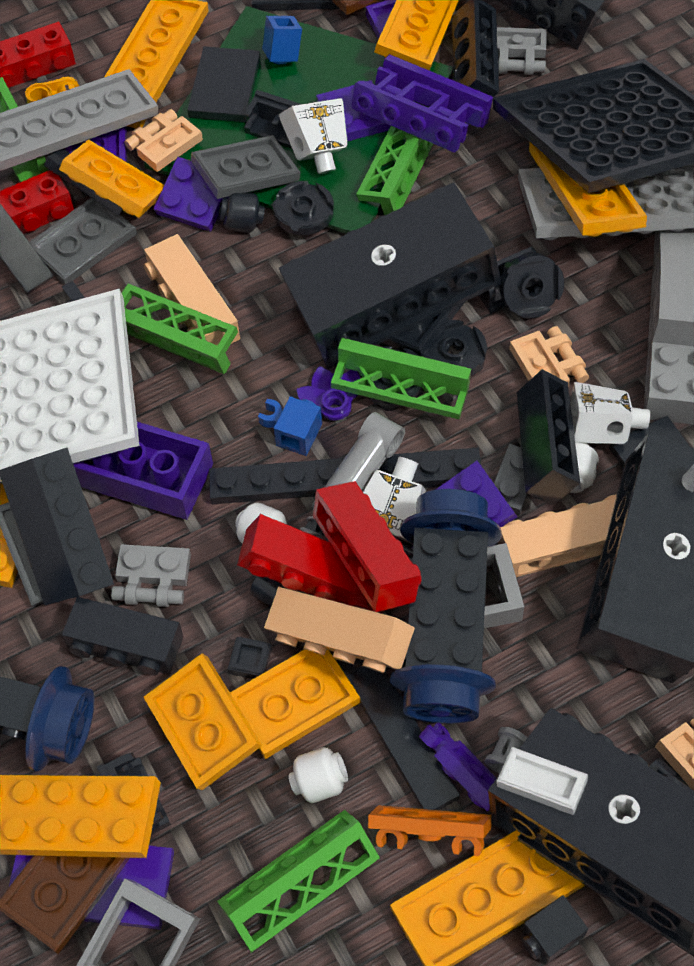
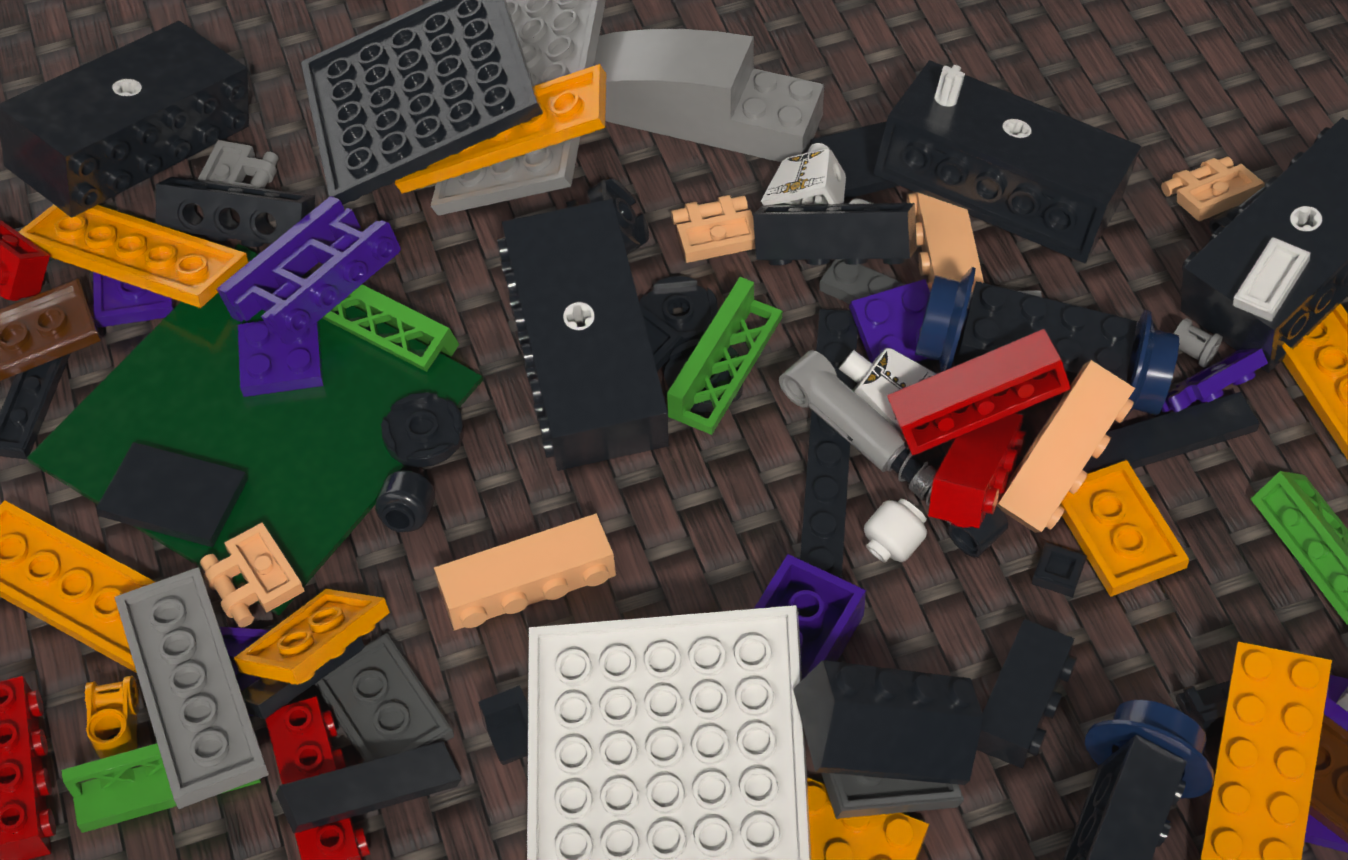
camera: 80 degrees left, 5 degrees down
(151, 566) = (929, 642): light grey plate -> none
(172, 339) = (603, 588): bright green fence -> none
(188, 197) = (354, 551): dark purple plate -> none
(202, 721) = (1145, 615): light orange plate -> none
(245, 166) = (343, 478): dark grey tile -> none
(265, 118) = (270, 434): black hinge -> none
(282, 39) = (130, 406): blue brick -> none
(295, 425) = (753, 480): blue brick -> none
(316, 131) = (322, 382): white torso -> none
(318, 775) = (1215, 511): white head -> none
(325, 396) = (709, 451): dark purple plate -> none
(430, 826) = (1280, 414): orange plate -> none

